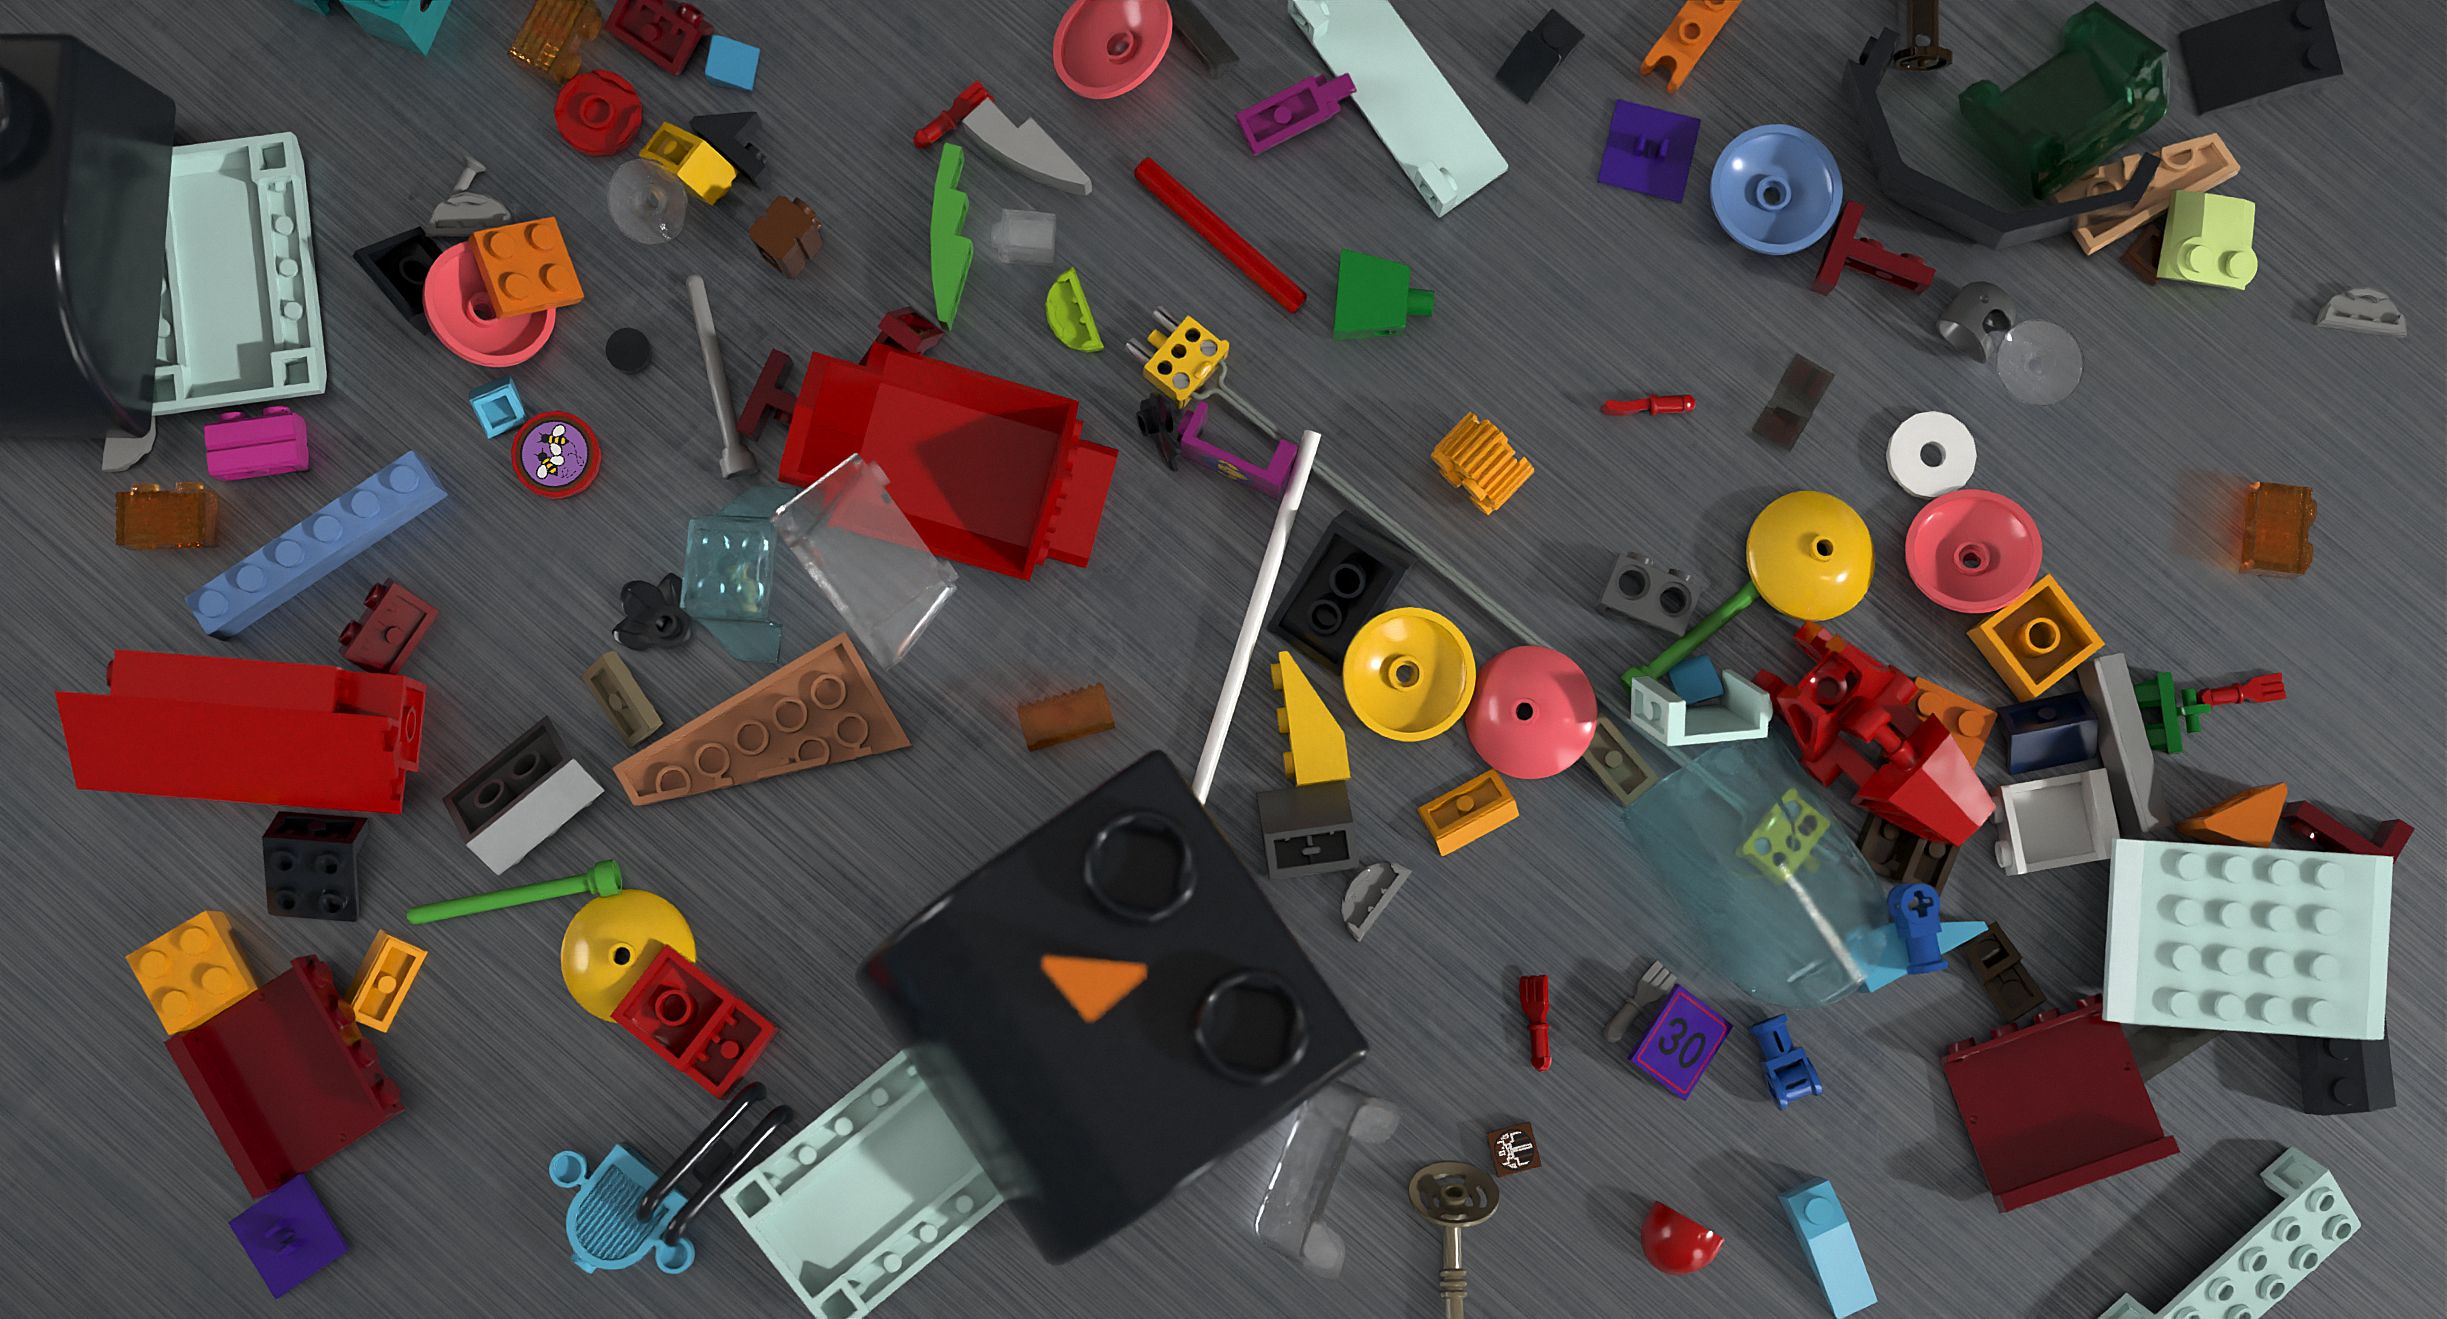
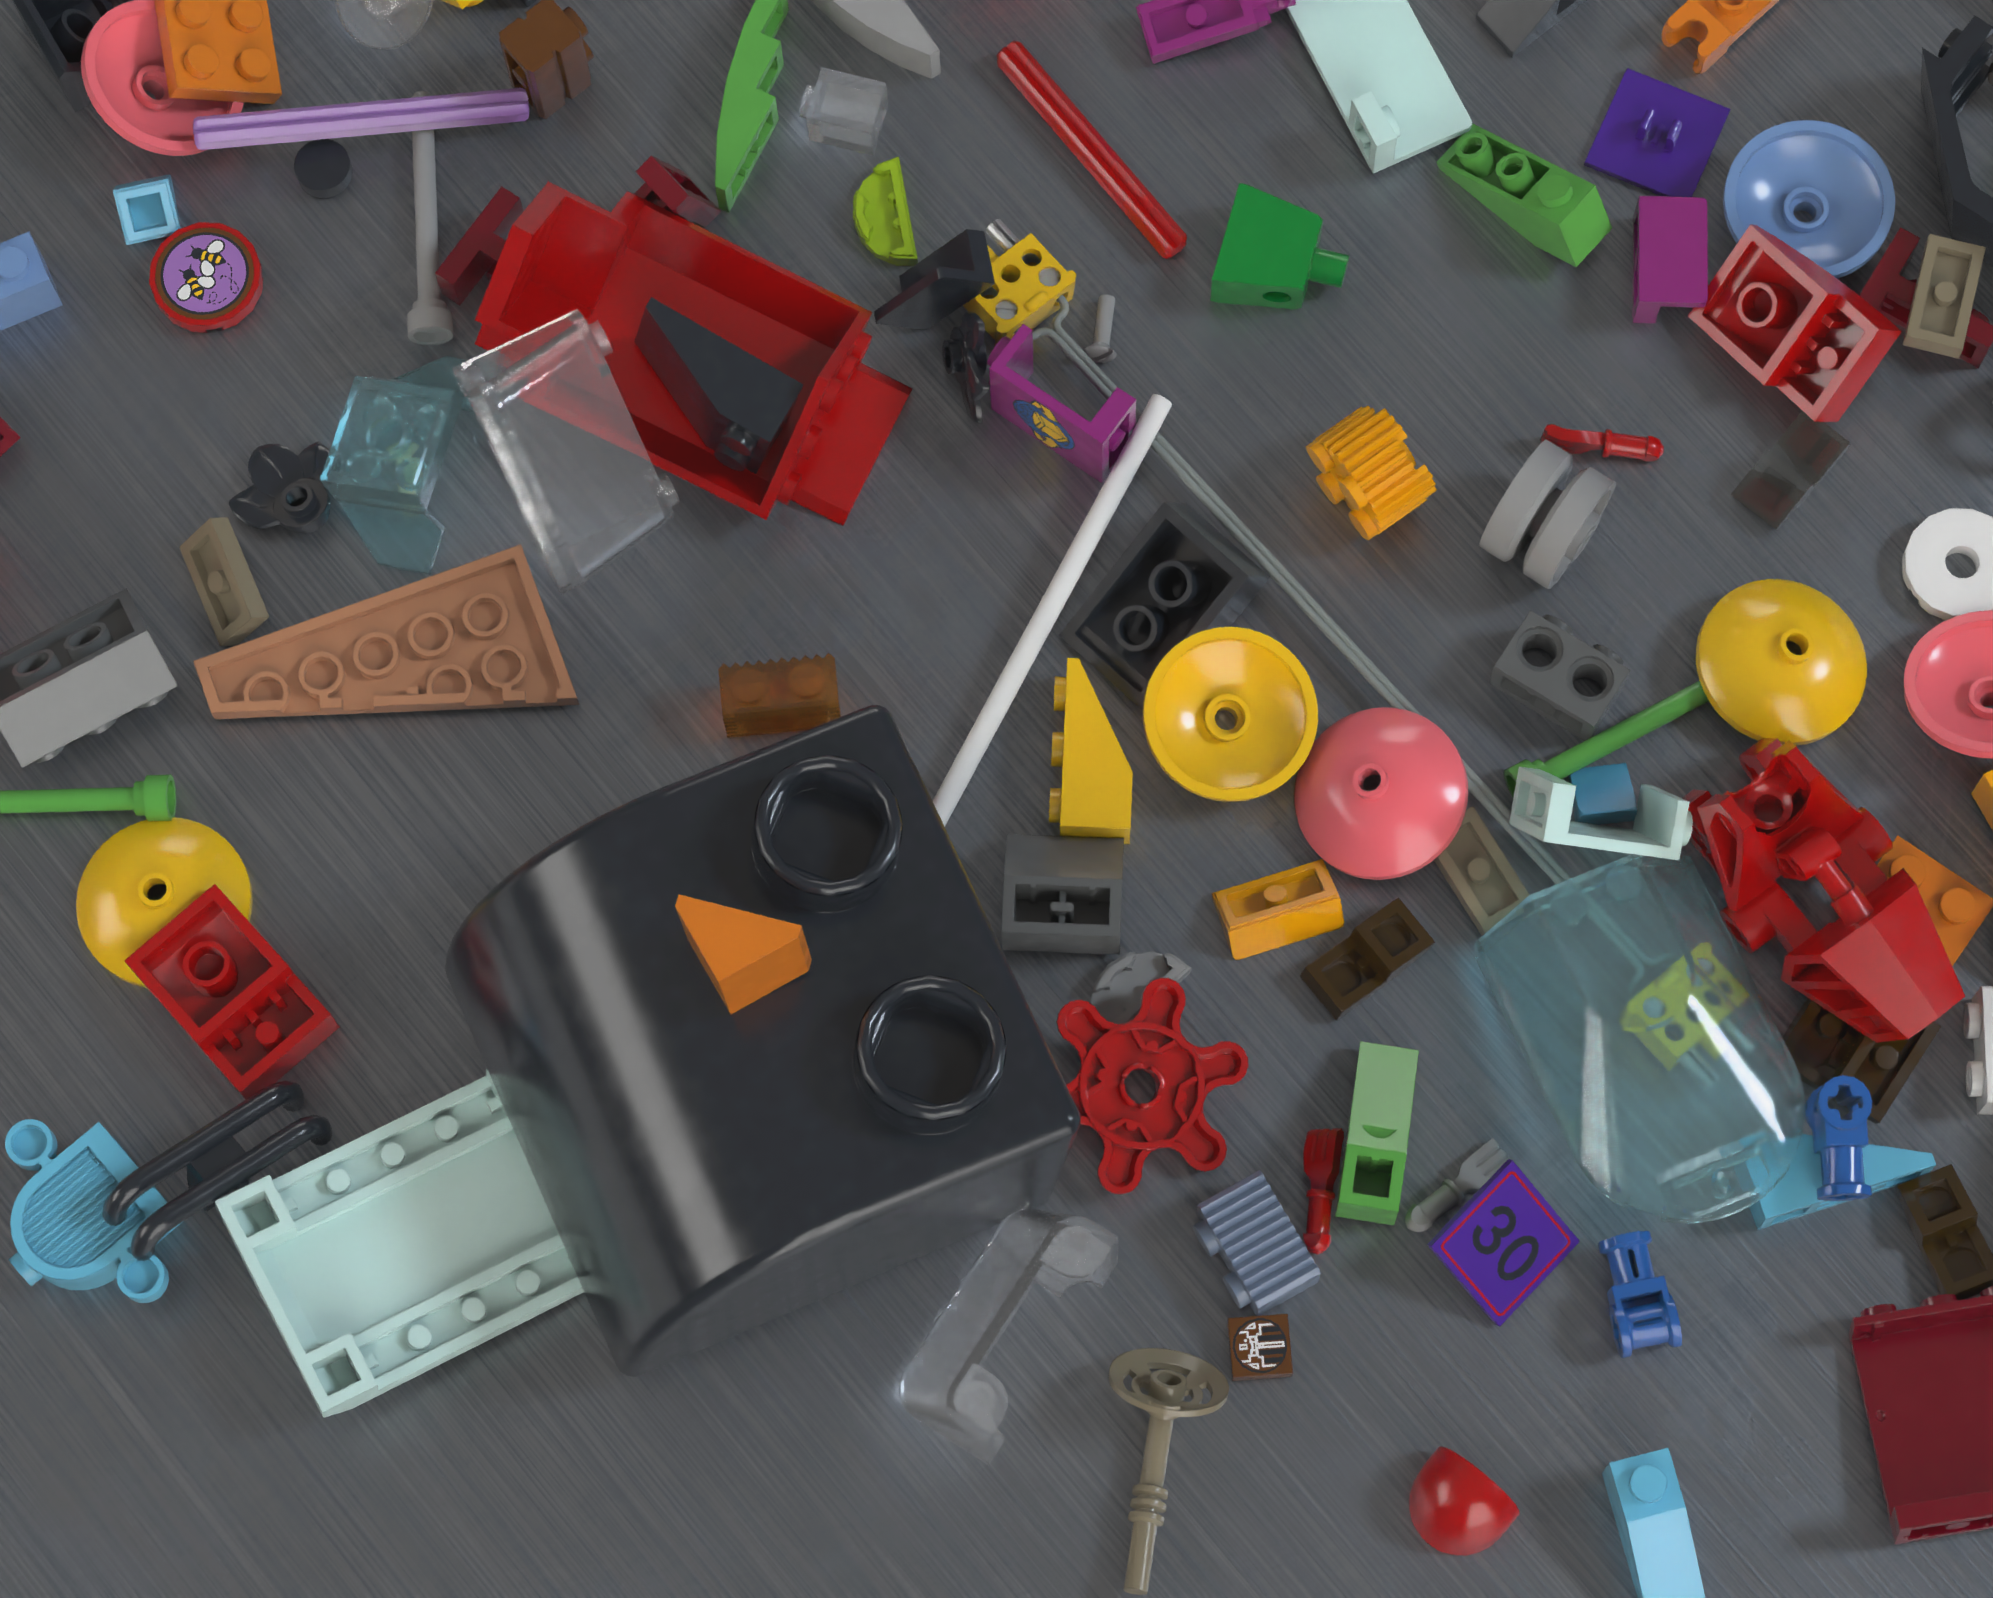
camera: 20 degrees right, 10 degrees down
(650, 310) = (360, 118): none -> medium lavender axle
(978, 492) = (722, 390): none -> black slope
(1127, 367) = (940, 283): none -> black panel
(1256, 393) = (1100, 349): none -> light grey piece
(1421, 960) = (1181, 1078): none -> red plate
(1498, 1075) = (1256, 1245): none -> sand blue brick
(1541, 840) = (1367, 959): none -> dark brown slope
(1560, 216) = (1529, 194): none -> bright green slope
(1573, 974) = (1377, 1133): none -> bright green slope
(1625, 477) = (1553, 517): none -> light grey wheel
(1676, 250) = (1669, 255): none -> magenta panel
(1780, 291) = (1794, 325): none -> red slope
(1892, 253) = (1944, 296): none -> dark tan plate

